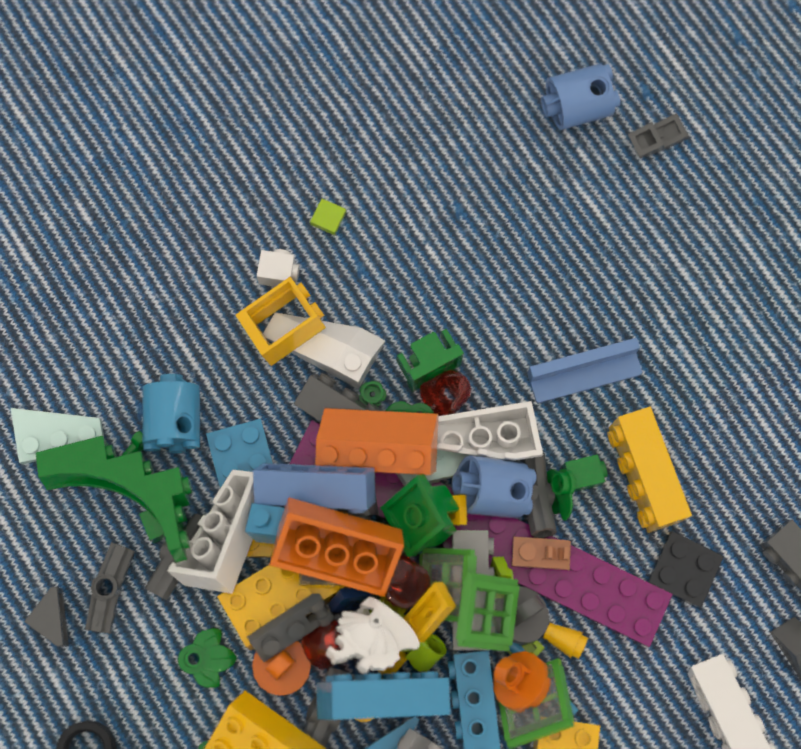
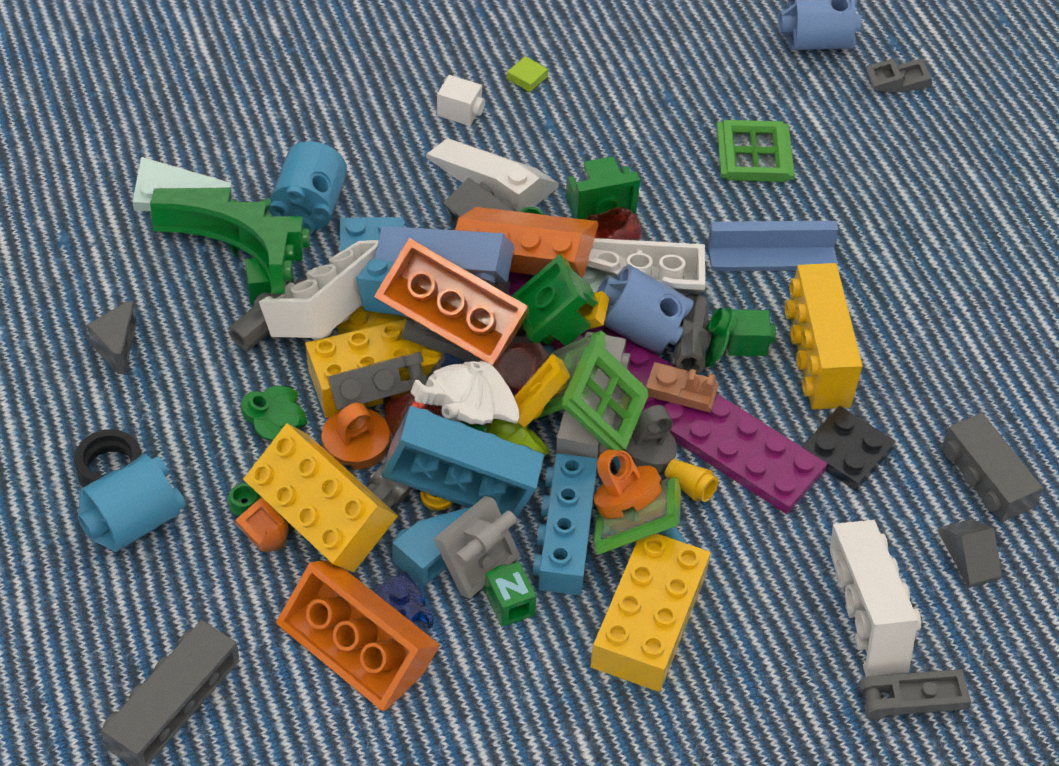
camera: 15 degrees right, 25 degrees down
(101, 607) = (186, 324): dark grey piece -> none
(269, 304) = (452, 134): yellow window -> none
(548, 259) = (755, 151): none -> bright green piece

